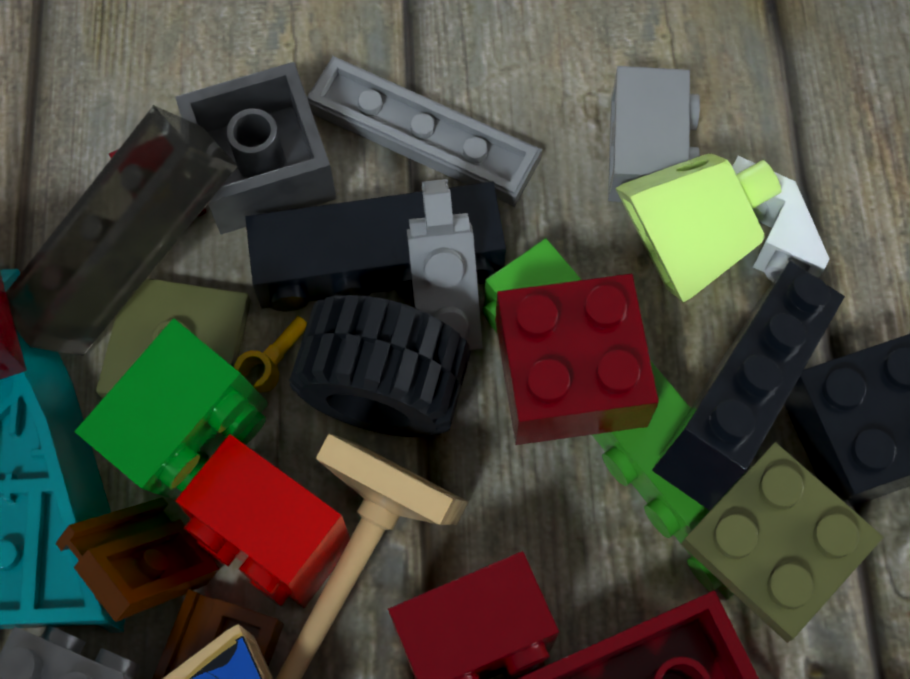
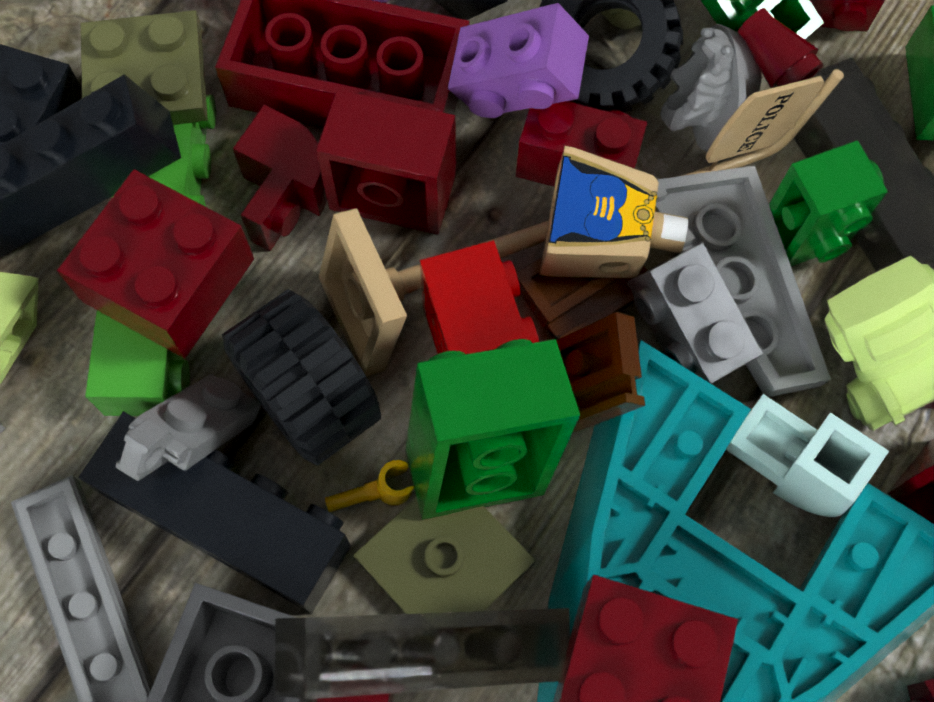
camera: 145 degrees left, 0 degrees up
(576, 577) = (284, 163): none -> dark red brick

